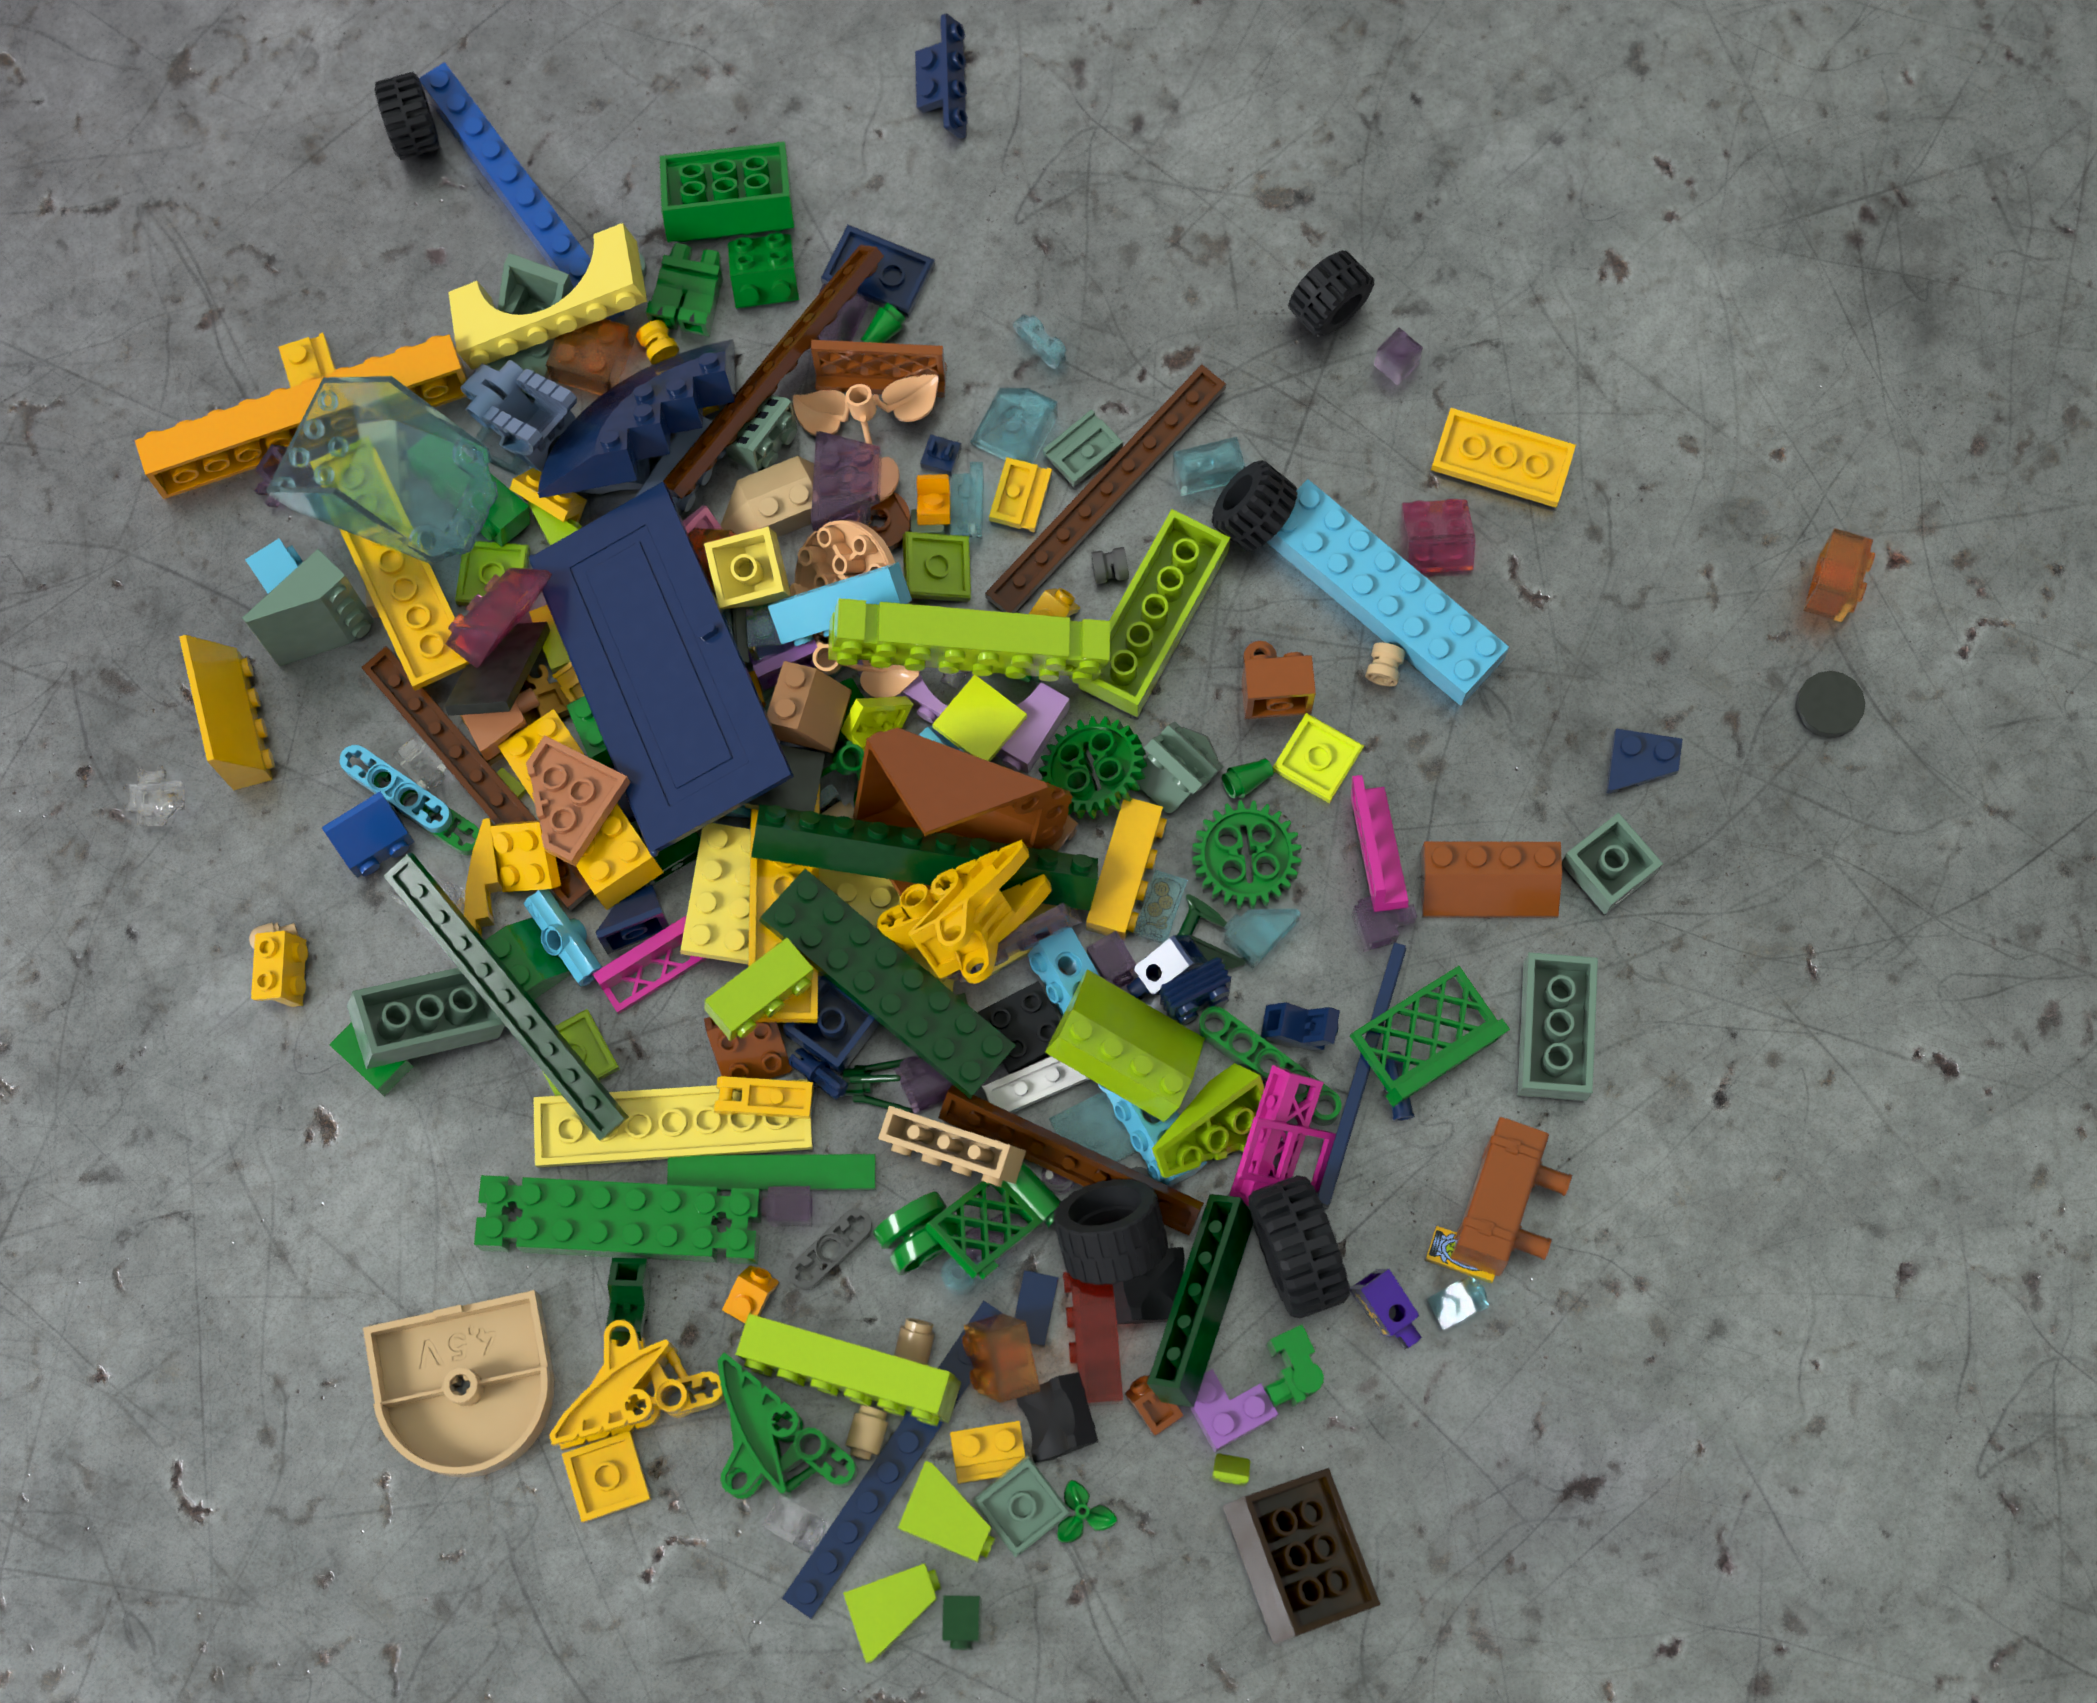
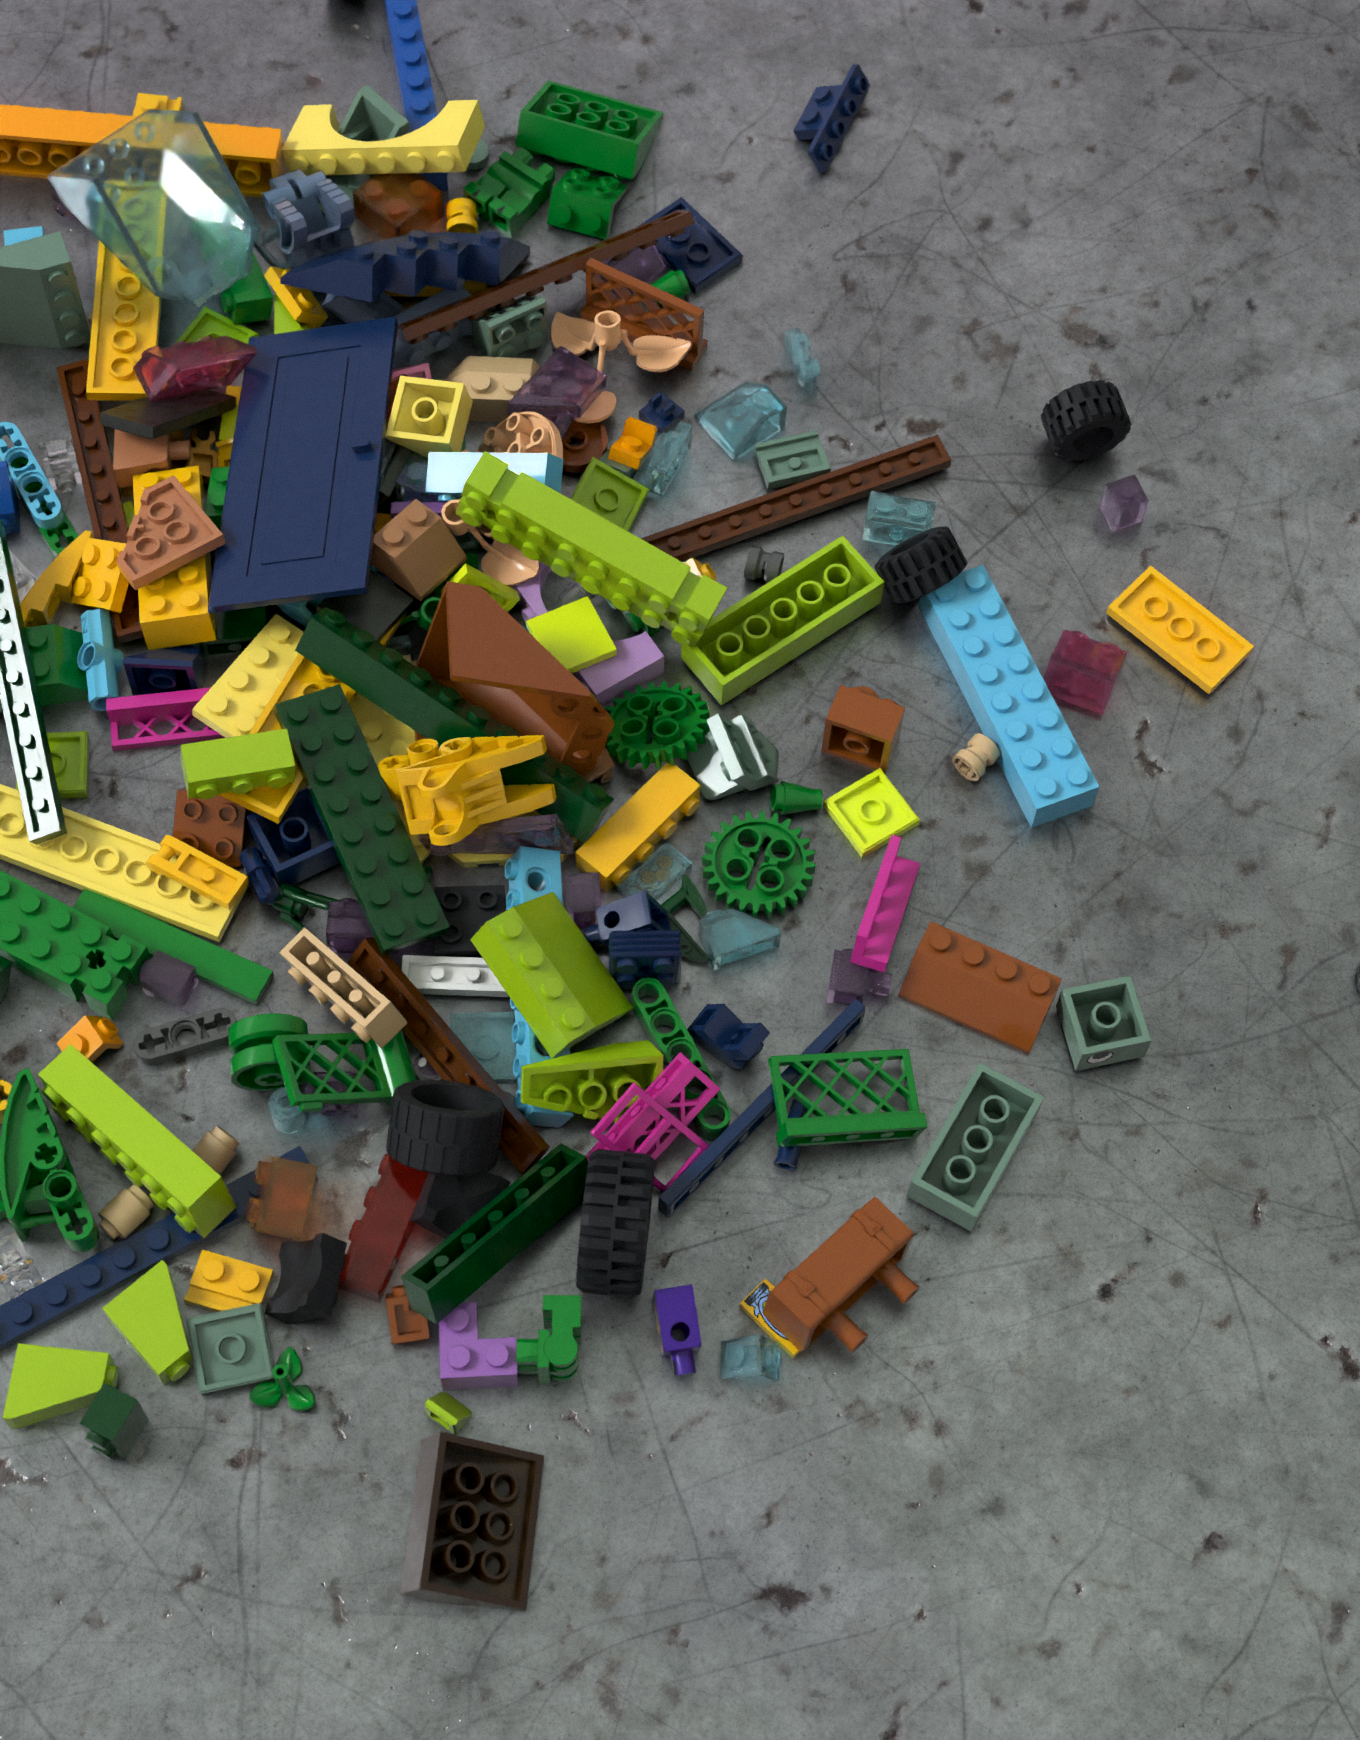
camera: 20 degrees right, 10 degrees down
(1020, 494) = (714, 474): yellow plate -> none
(1036, 1304) = (344, 1176): dark blue tile -> none
(1640, 758) = (1182, 947): dark blue wing -> none

